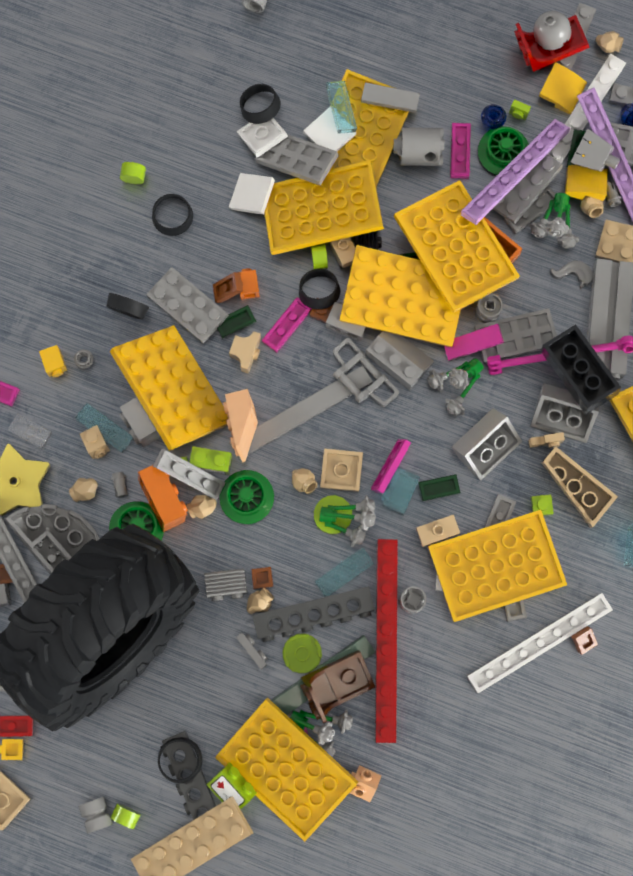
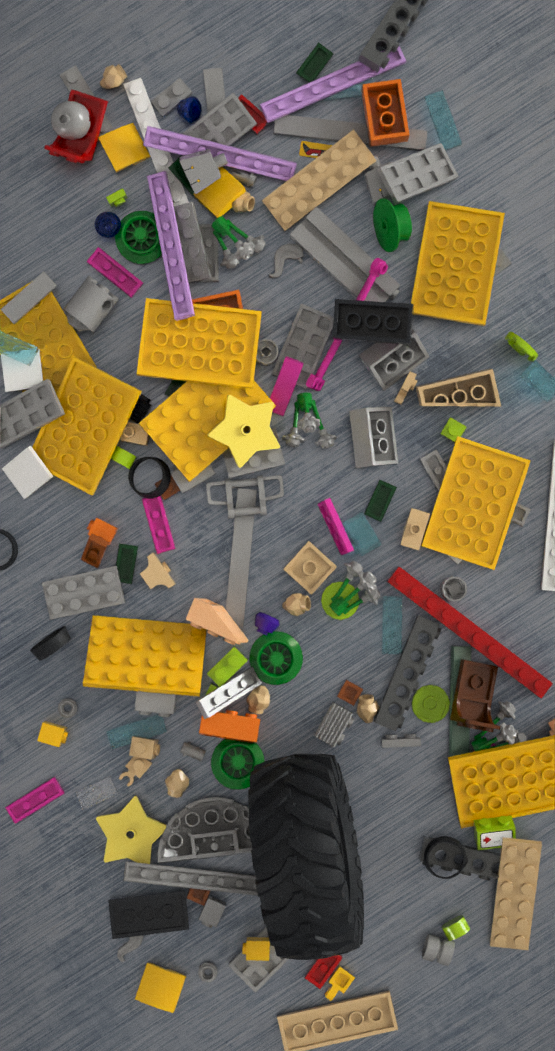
camera: 60 degrees left, 10 degrees up
(75, 449) = (136, 766): none -> tan plate
(269, 466) = (266, 623): none -> dark purple cone
(402, 339) = (231, 432): none -> light yellow plate

